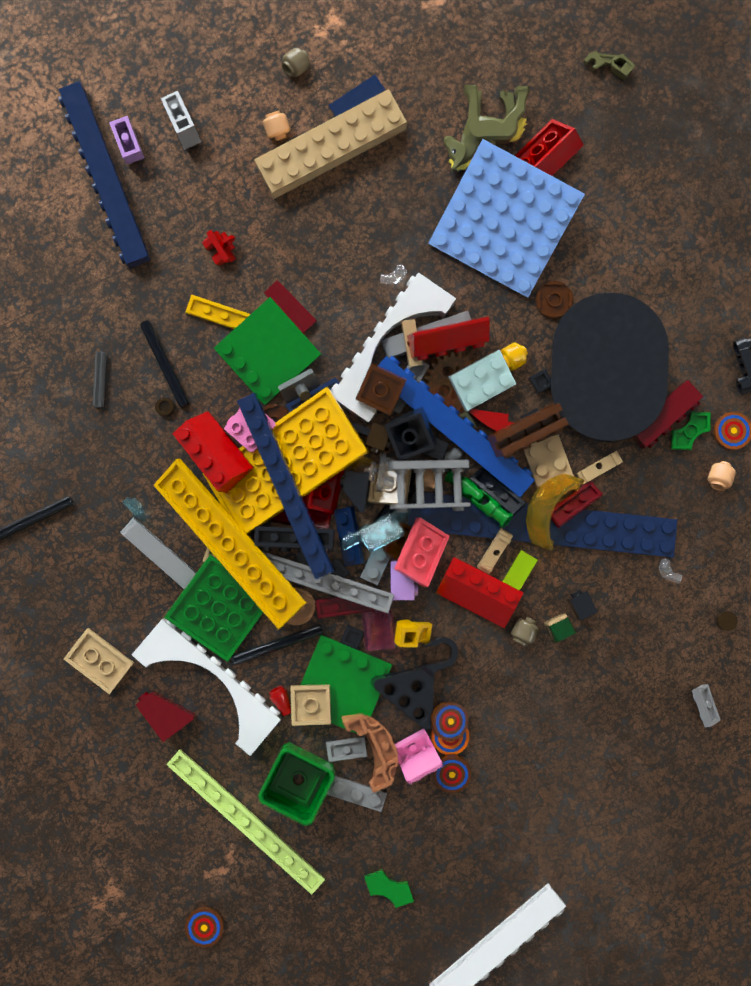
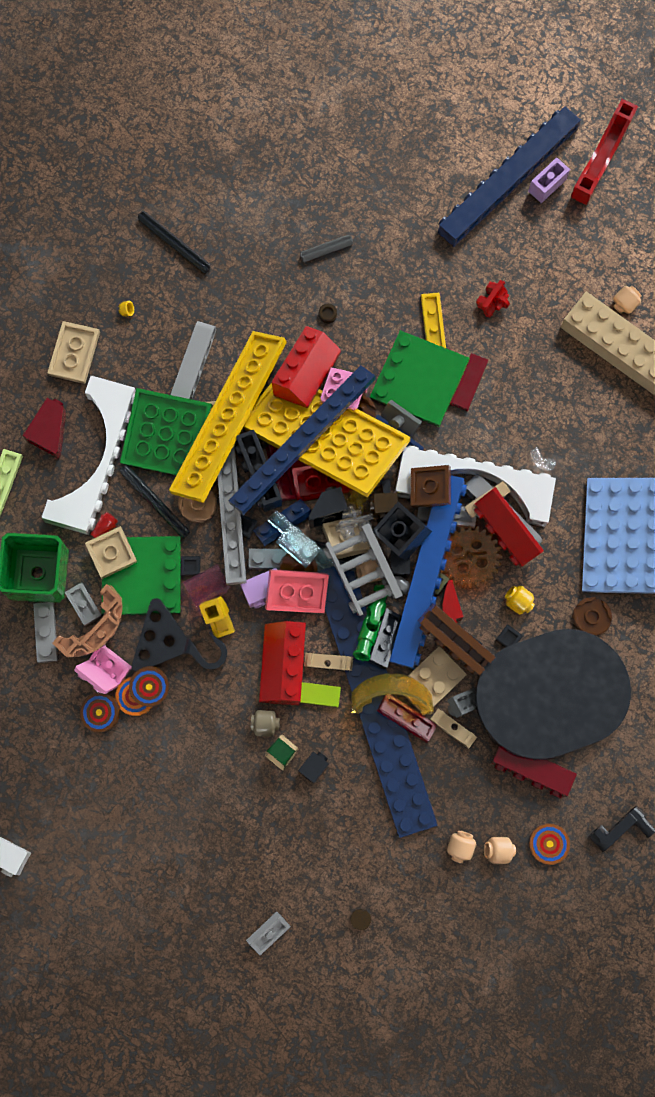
camera: 70 degrees right, 10 degrees down
(77, 593) = (126, 308): none -> yellow hinge
(120, 74) = (604, 152): none -> red arch
(134, 506) = (226, 323): clear light blue plate -> none
(164, 363) = (366, 296): black axle -> none
(181, 120) = (589, 218): light grey slope -> none
(338, 606) = (213, 541): dark red tile -> none
(482, 380) = (483, 578): light aqua plate -> none
(584, 449) = (462, 703): none -> dark grey tile
(667, 572) = (381, 838): clear arm -> none
(698, 423) = (538, 806): green tile -> none
(704, 507) = (461, 846): none -> light nougat head

